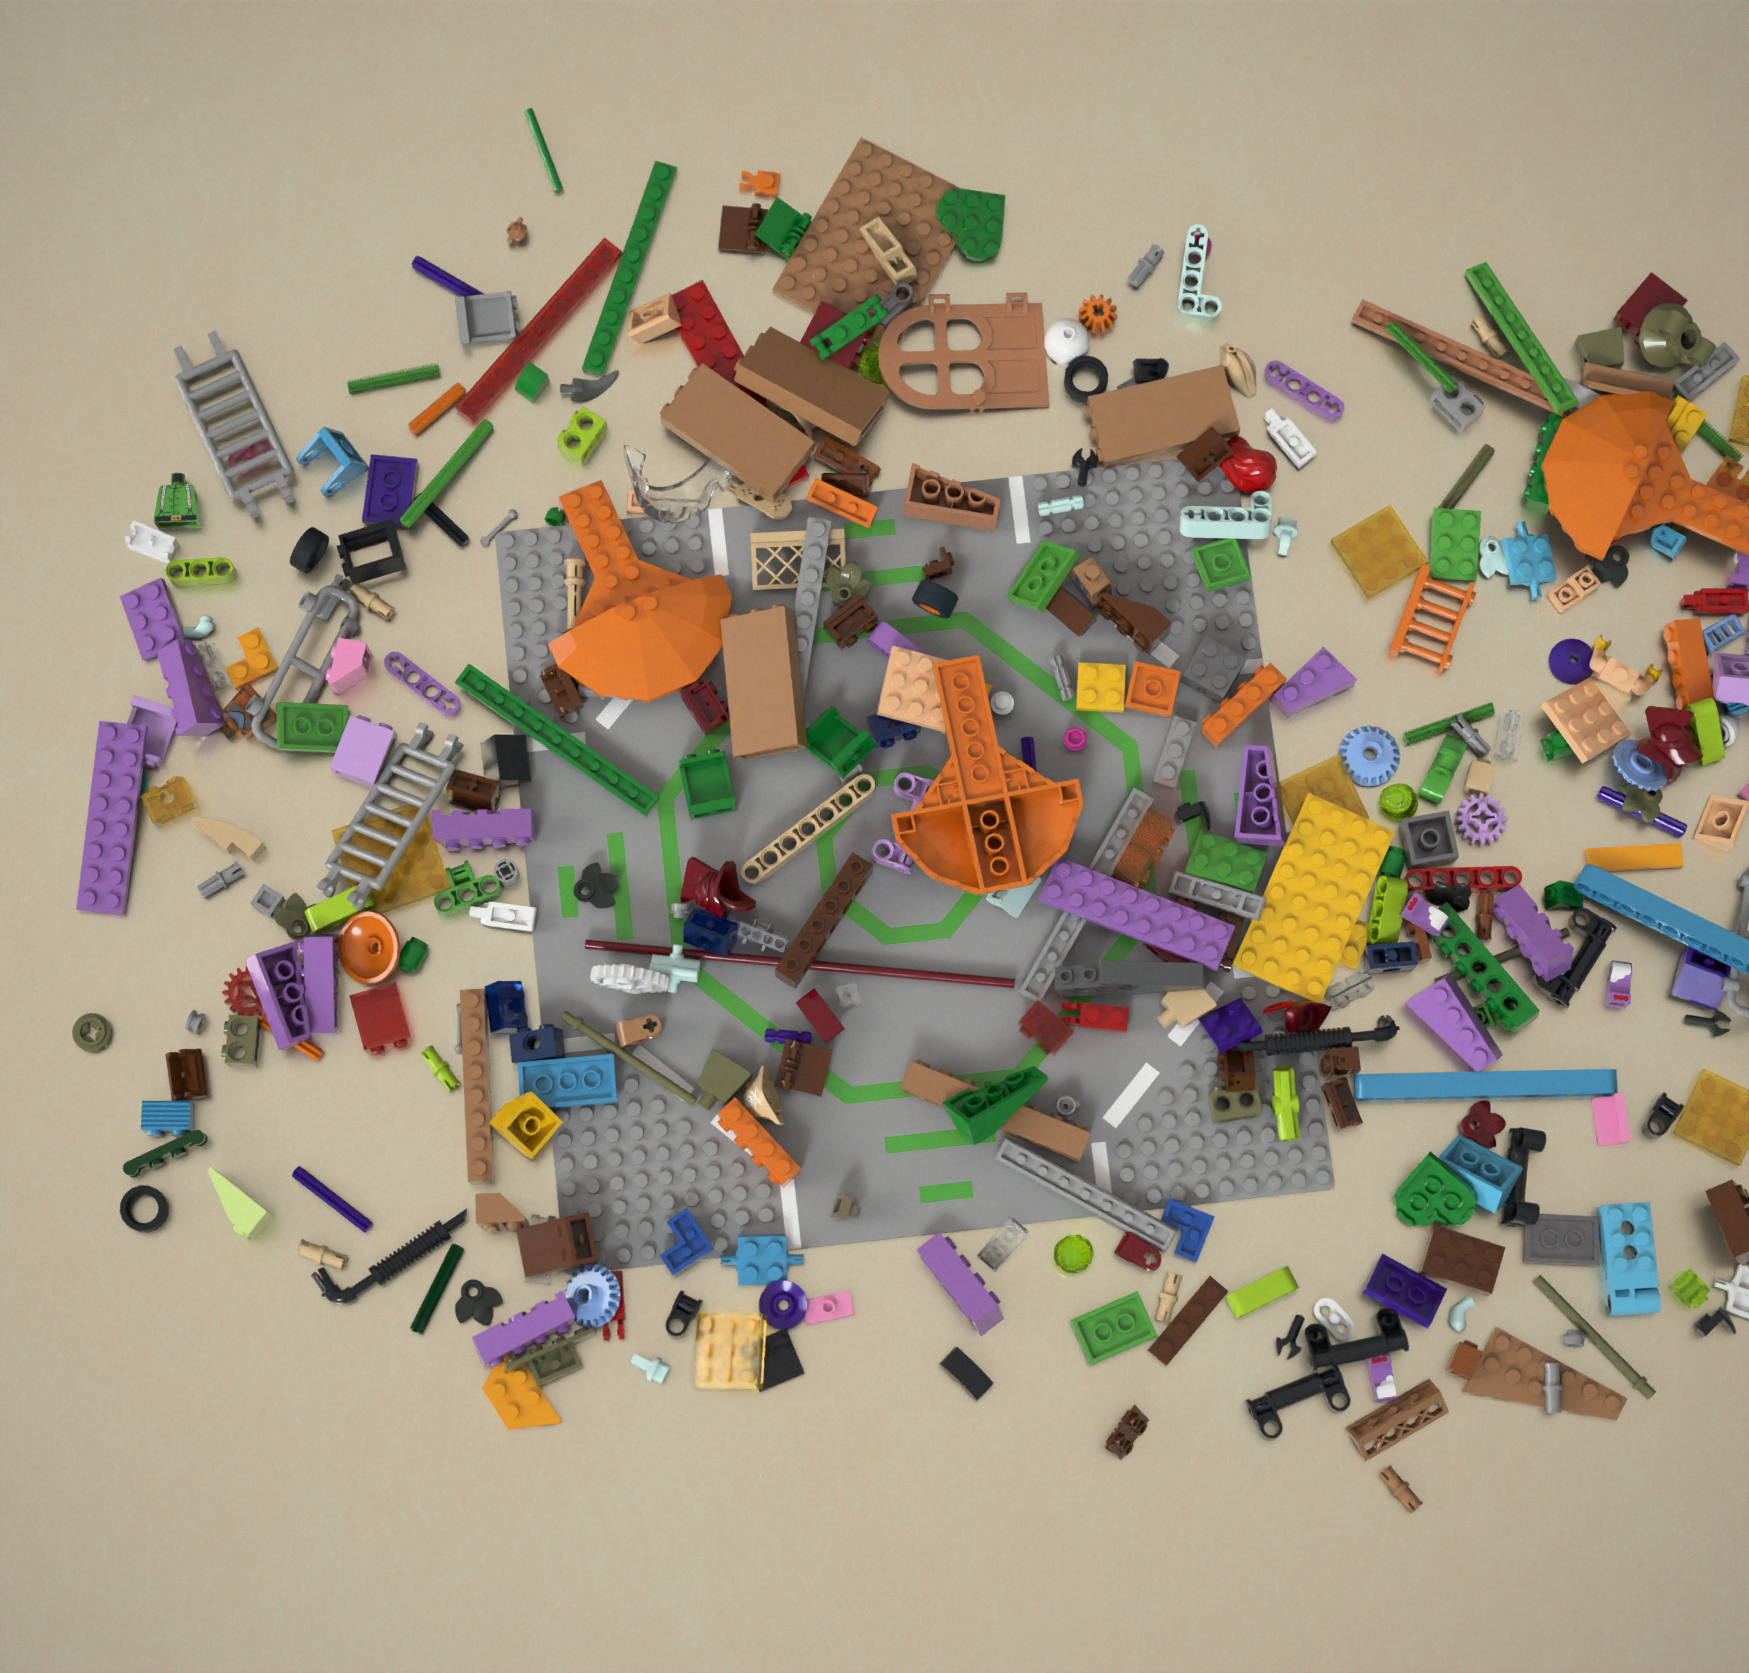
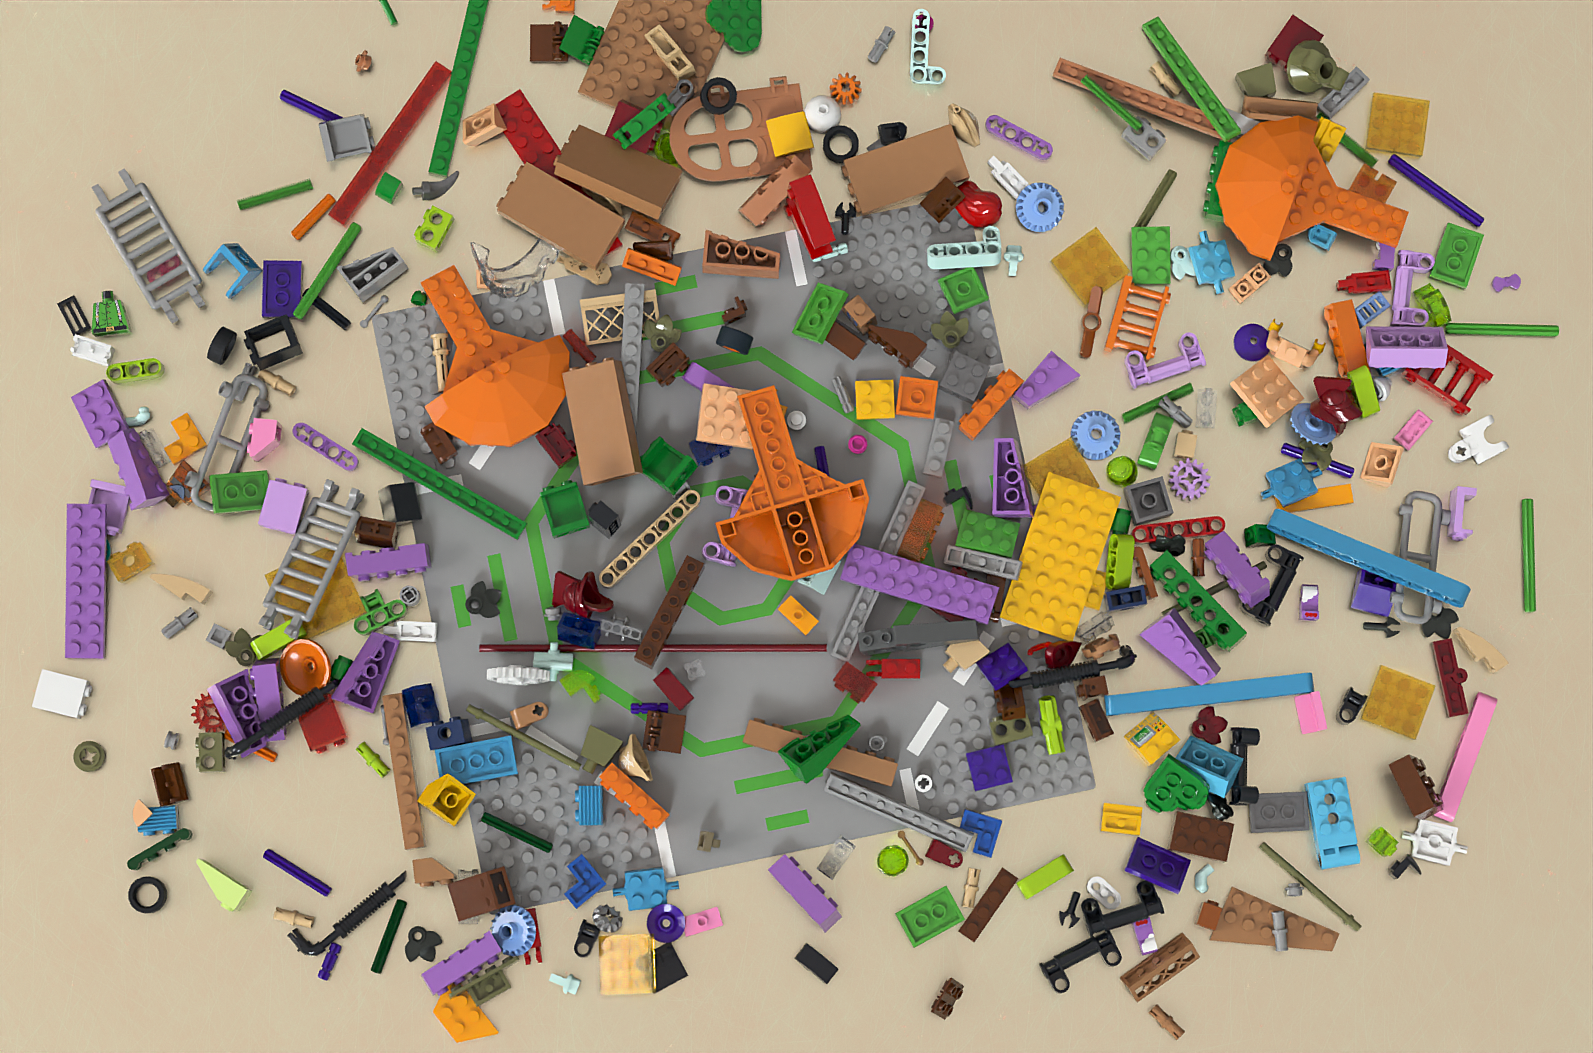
camera: 10 degrees left, 5 degrees up
(67, 952) = (62, 694): none -> white panel
(142, 518) = (67, 301): none -> black tile
(147, 1106) = (141, 813): none -> light nougat tile
(334, 1005) = (283, 718): none -> black piece
(360, 1313) = (329, 961): none -> dark purple axle
(444, 962) = (367, 673): none -> medium lavender wedge
(502, 480) = (373, 273): none -> light grey wedge
(609, 1174) = (517, 832): none -> dark green axle
(703, 1149) = (590, 805): none -> dark azure brick
(705, 994) = (580, 680): none -> clear neon green brick
(705, 1296) = (603, 923): none -> light grey gear
(744, 589) = (579, 346): none -> clear red pin
(754, 797) = (604, 519): none -> black brick
(942, 289) = (732, 92): none -> black tyre
(982, 940) = (798, 615): none -> light orange plate
(1000, 424) = (773, 190): none -> nougat wedge
(1025, 361) = (790, 134): none -> yellow slope
(1040, 456) = (809, 216): none -> red wedge
(1086, 1223) = (901, 834): none -> medium nougat hinge
(1125, 1166) = (918, 779): none -> white bush
(1200, 609) = (950, 327): none -> olive plate
(1203, 1150) = (989, 767): none -> dark purple plate
(1309, 479) = (1028, 210): none -> light blue gear
(1350, 1014) = (1099, 646): none -> medium nougat plate
(1363, 1229) = (1121, 819): none -> yellow plate
(1378, 603) = (1093, 309): none -> dark orange piece
(1410, 1133) = (1151, 738): none -> yellow slope
(1425, 915) = (1149, 563): medium lavender leg -> none
(1490, 1228) = (1221, 808): none -> pearl dark grey plate
(1494, 672) = (1166, 368): none -> lavender piece
(1608, 835) = (1291, 483): none -> dark azure plate

